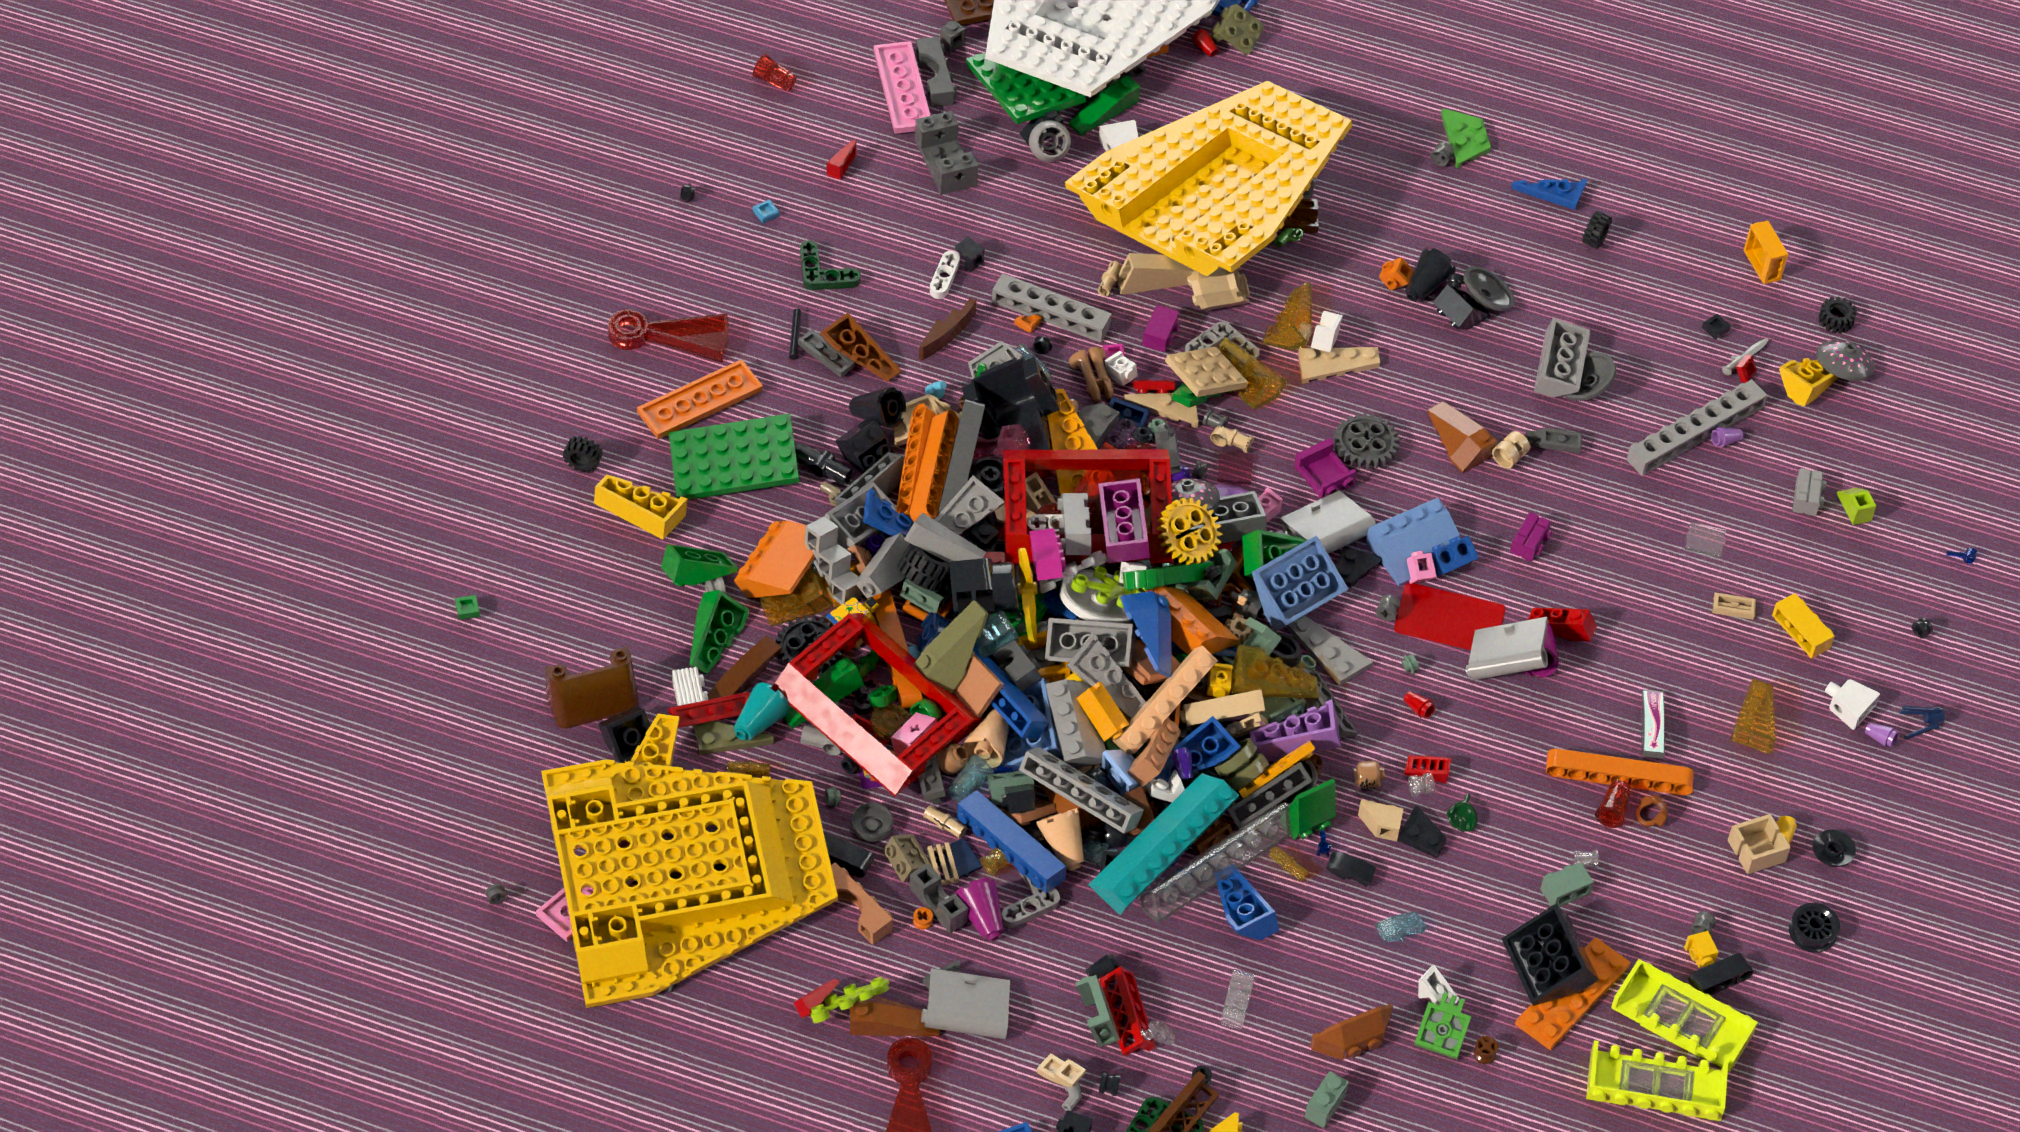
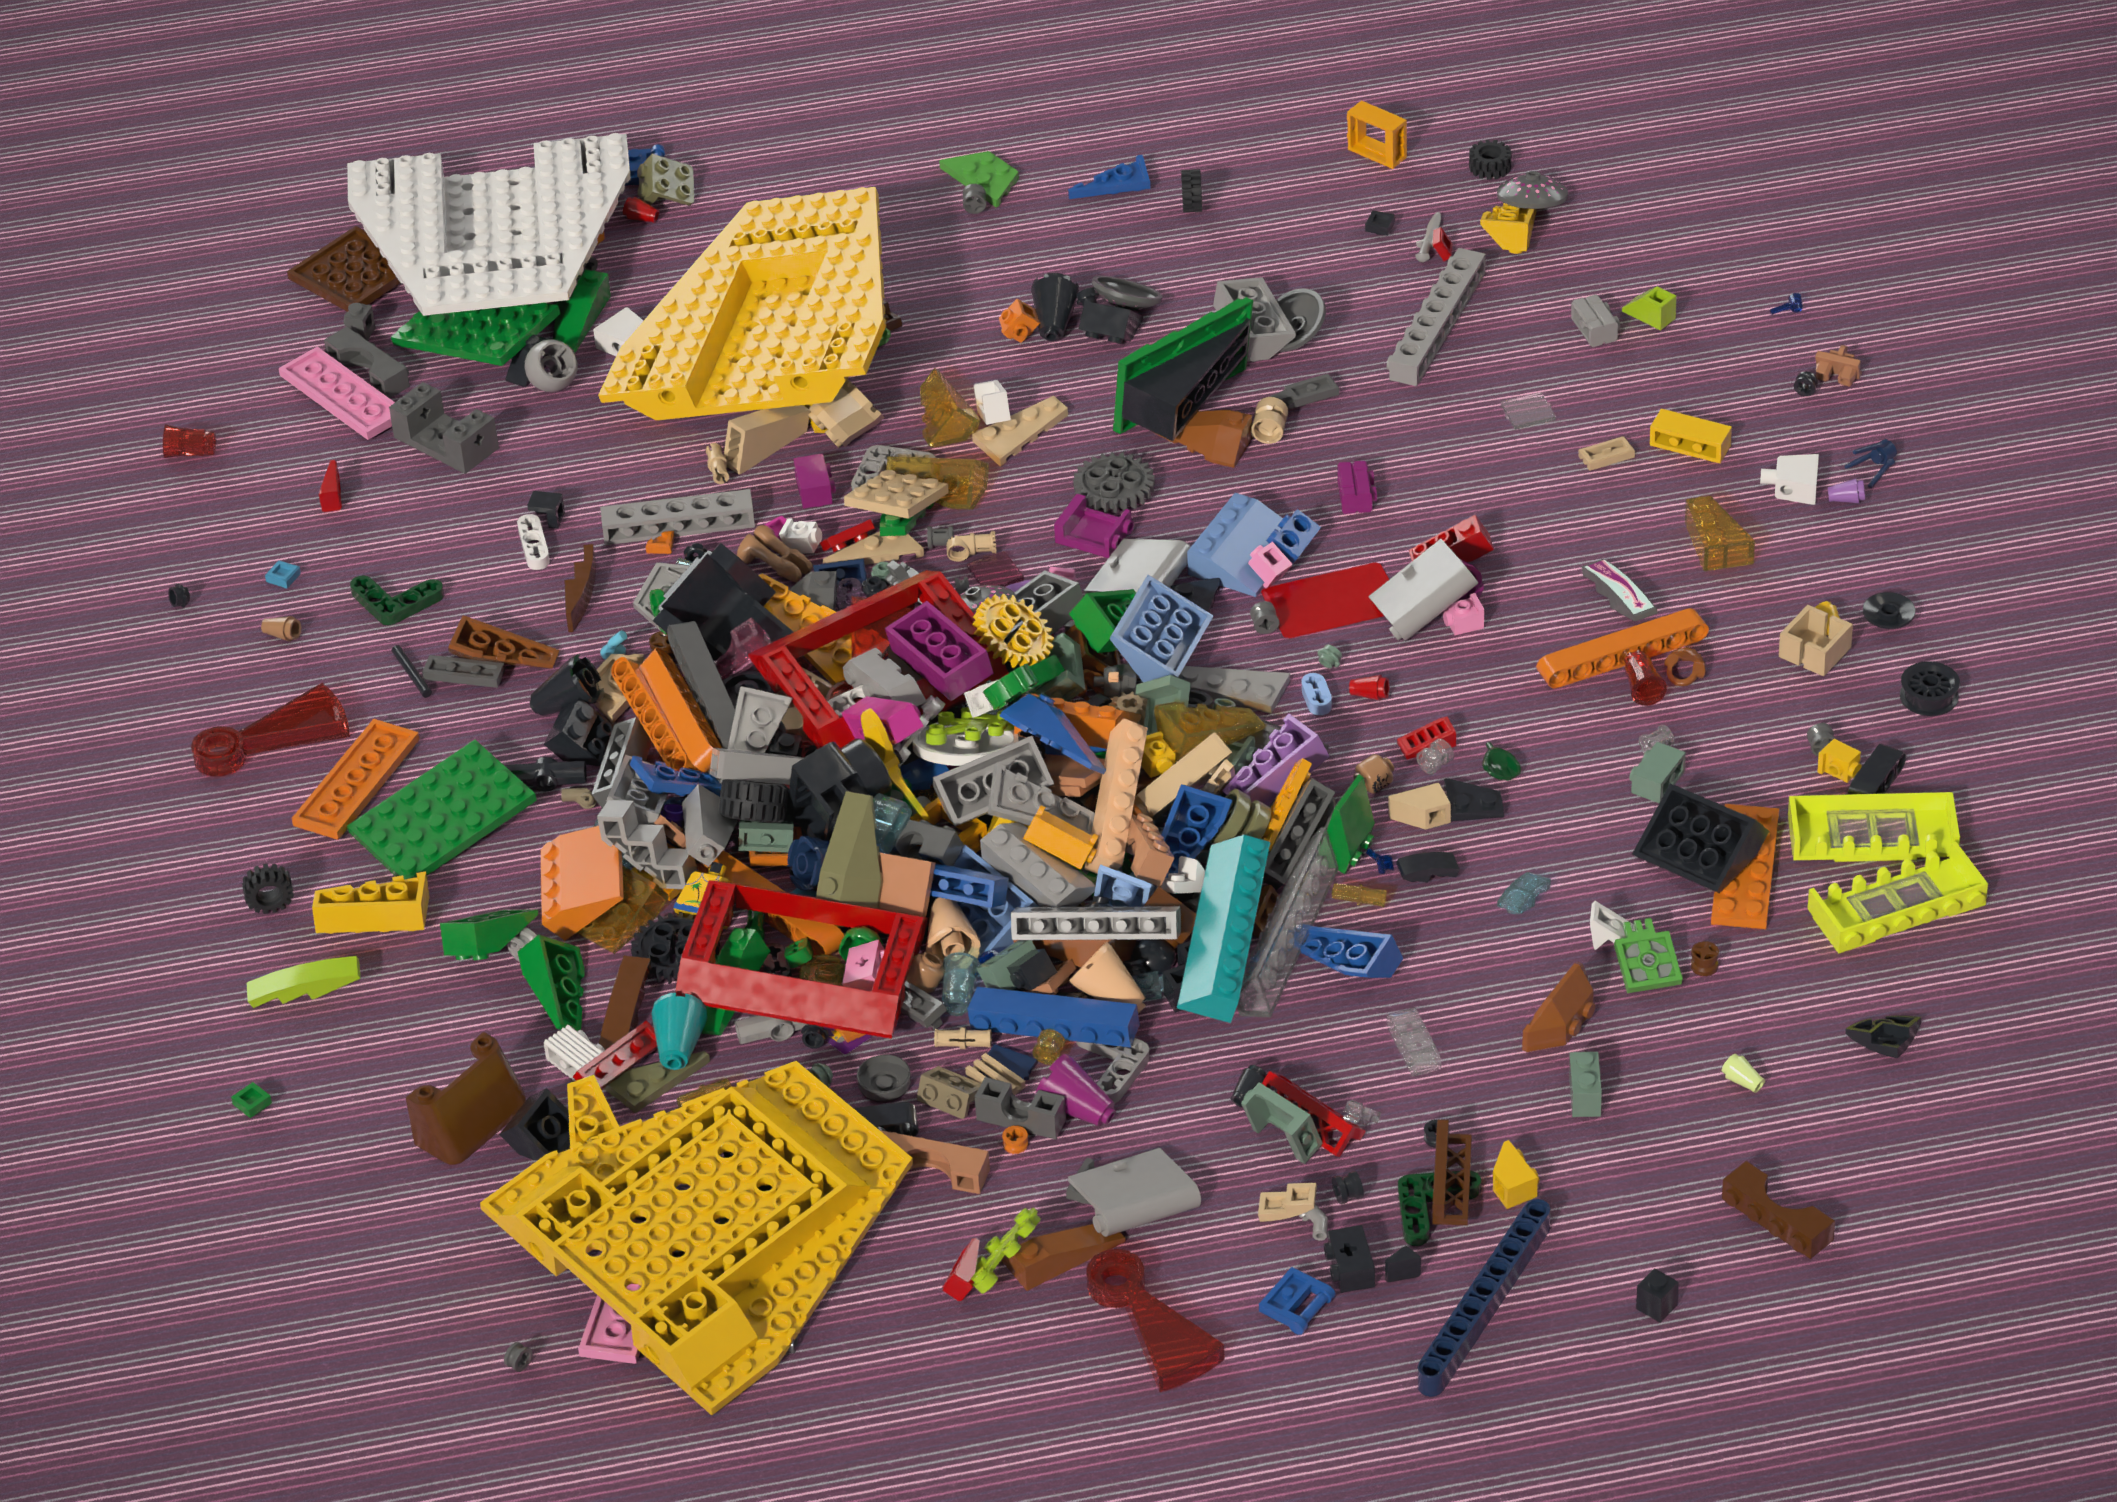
camera: 25 degrees left, 10 degrees down
(564, 537) = (309, 978): none -> lime slope
(735, 255) = (282, 627): none -> medium nougat cone
(1183, 763) = (1182, 844): dark purple cone -> none
(1212, 573) = (1065, 662): black plate -> none
(1377, 687) = (1313, 695): none -> light blue beam
(1465, 382) = (1175, 376): none -> black piece
(1528, 683) = (1465, 615): none -> bright pink brick
(1726, 436) = (1472, 311): medium lavender cone -> none
(1962, 632) = (1838, 363): none -> nougat hips

